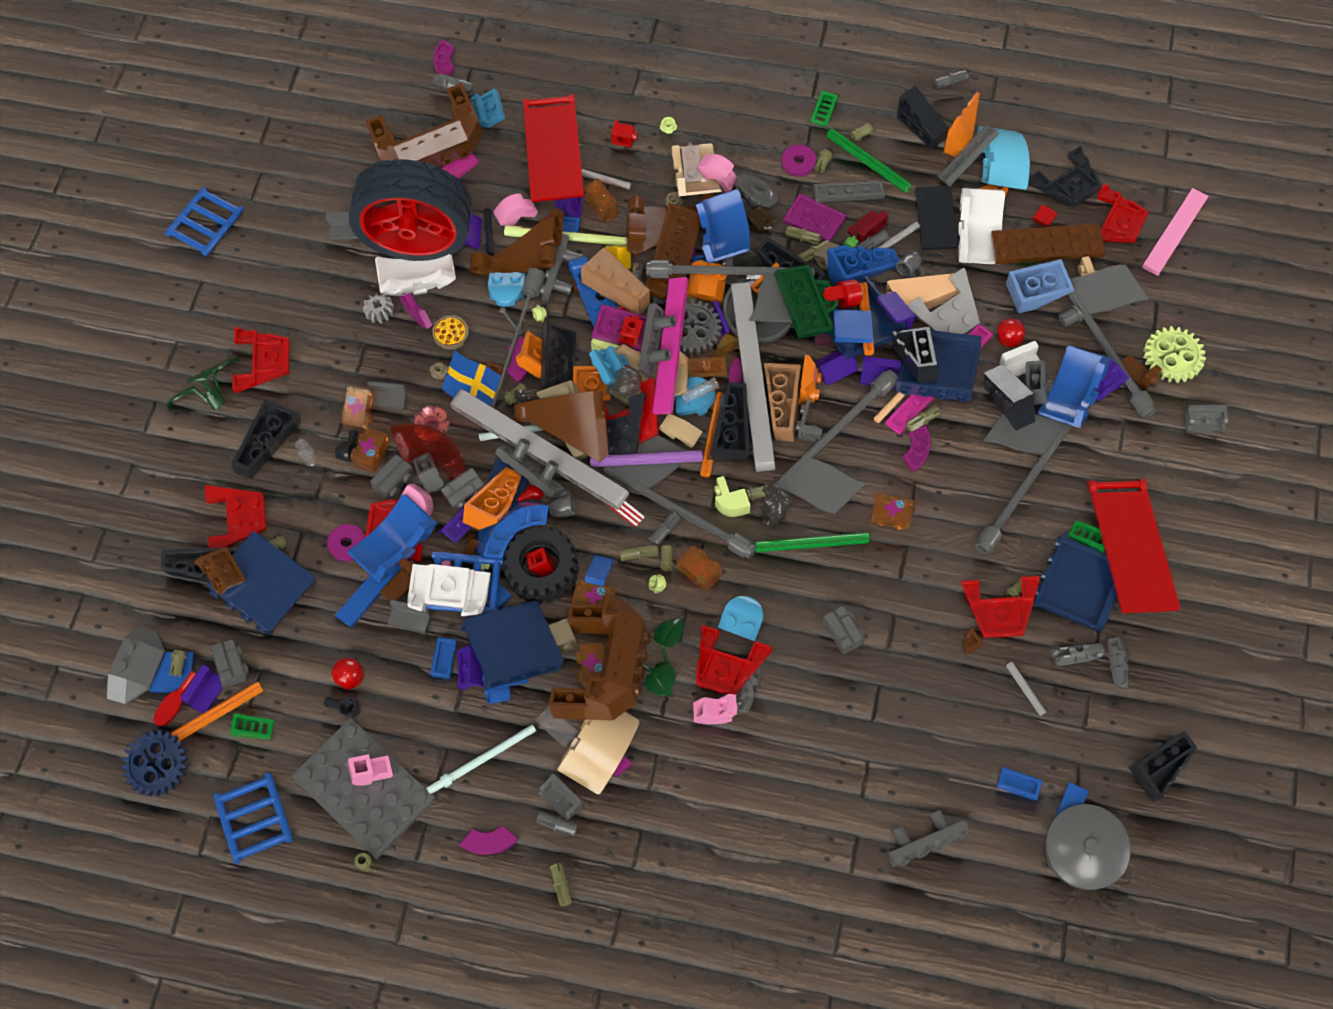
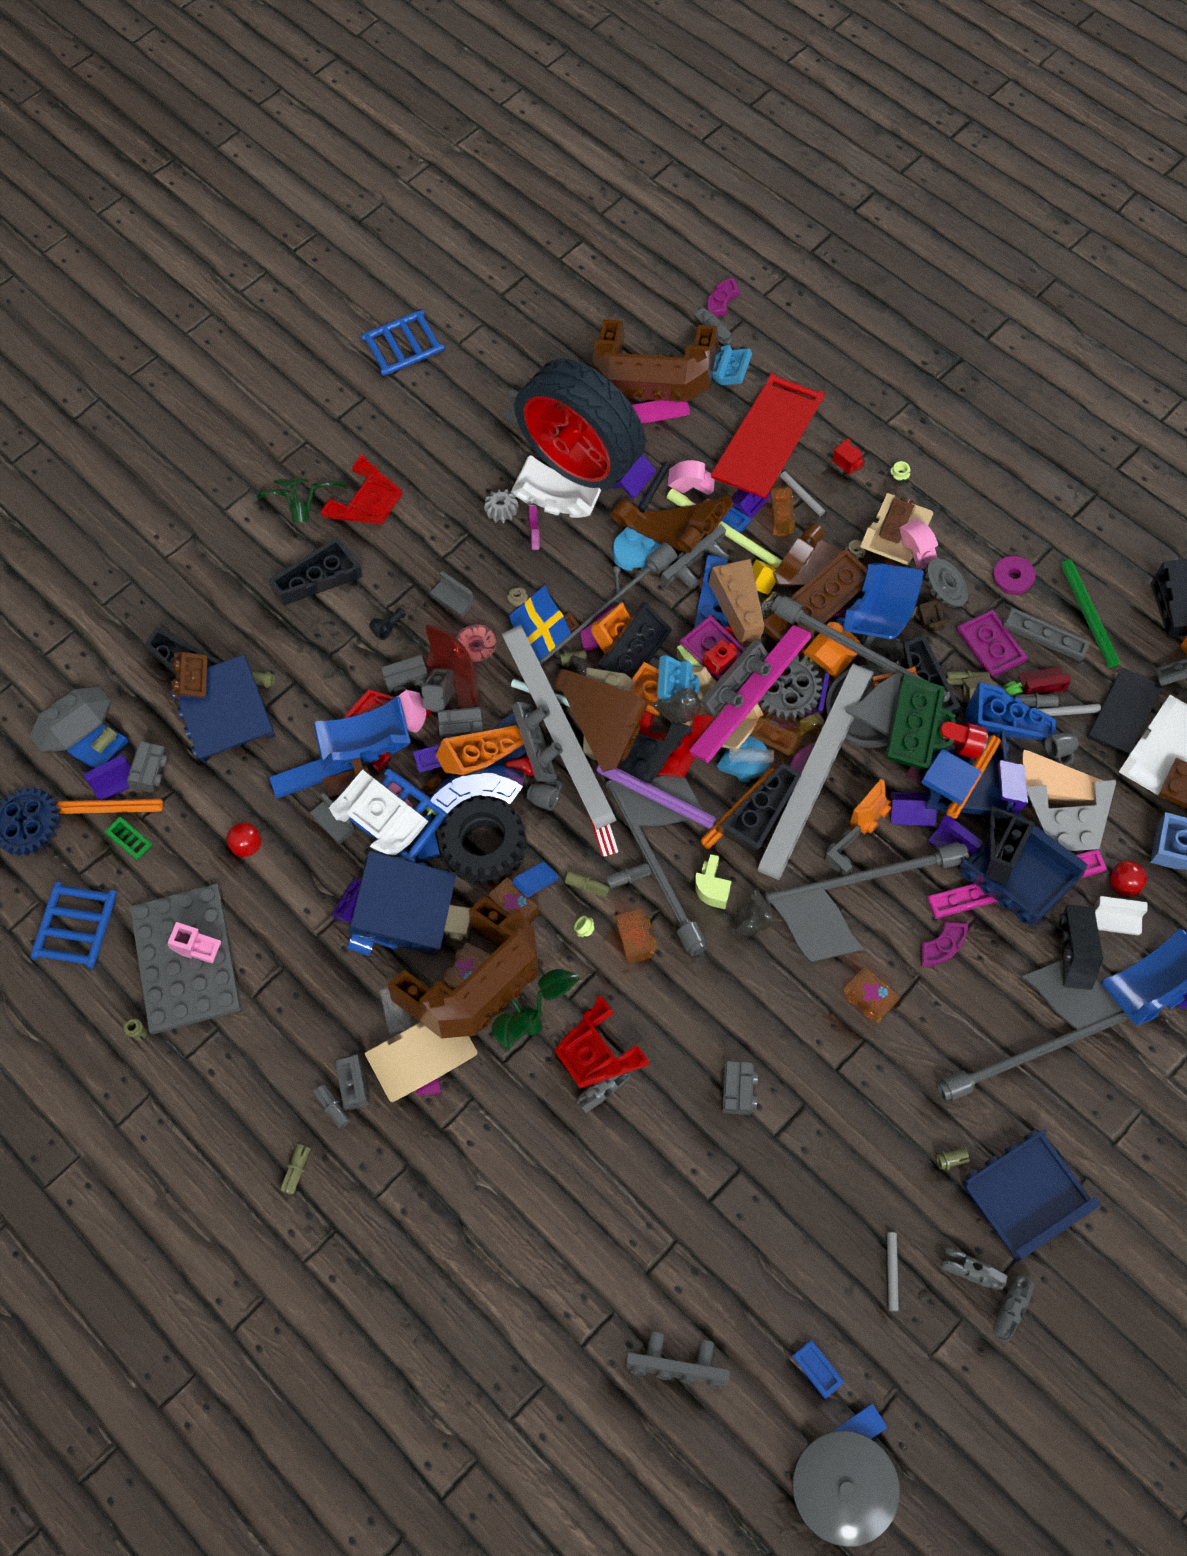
camera: 35 degrees right, 0 degrees up
(172, 703) = (74, 776): red piece -> none
(244, 514) = (255, 635): red wing -> none
(305, 452) = (342, 607): clear pin -> none
(341, 534) = (321, 704): magenta tile -> none
(344, 706) = (220, 870): black bar -> none
(357, 408) = (417, 591): clear orange brick -> none
(370, 450) = (403, 638): clear orange brick -> none
(444, 658) = (338, 877): blue tile -> none
(446, 780) = (262, 997): light aqua bar -> none
(450, 332) = (553, 565): tile -> none
(488, 843) = (259, 1084): magenta tile -> none
(539, 313) = (648, 592): yellowish green plate -> none
(540, 562) = (483, 838): red brick -> none
(666, 558) = (608, 909): olive pin -> none
(681, 429) = (709, 784): tan slope -> none
(715, 710) = (553, 1089): bright pink brick -> none
(742, 617) = (645, 1012): dark azure slope -> none
(754, 493) = (741, 892): olive pin -> none
(784, 396) = (832, 812): medium nougat wedge -> none
(803, 235) = (967, 654): olive axle -> none
(812, 542) = (768, 977): green axle -> none
(824, 157) = (1044, 585): olive pin -> none
(829, 97) = (1087, 524): green slope -> none
(861, 132) = (1095, 579): olive pin -> none
(888, 407) = (940, 883): light nougat bar -> none
(922, 418) = (969, 915): olive axle -> none
(971, 641) = (866, 1184): reddish brown tile -> none
(1002, 615) = (918, 1178): red wing -> none
(1037, 380) = (1120, 947): dark grey brick -> none
(1087, 542) = (1078, 1172): green slope -> none
(1133, 547) = (1112, 1194): red flag -> none
(1162, 765) = (989, 1453): black wedge -> none

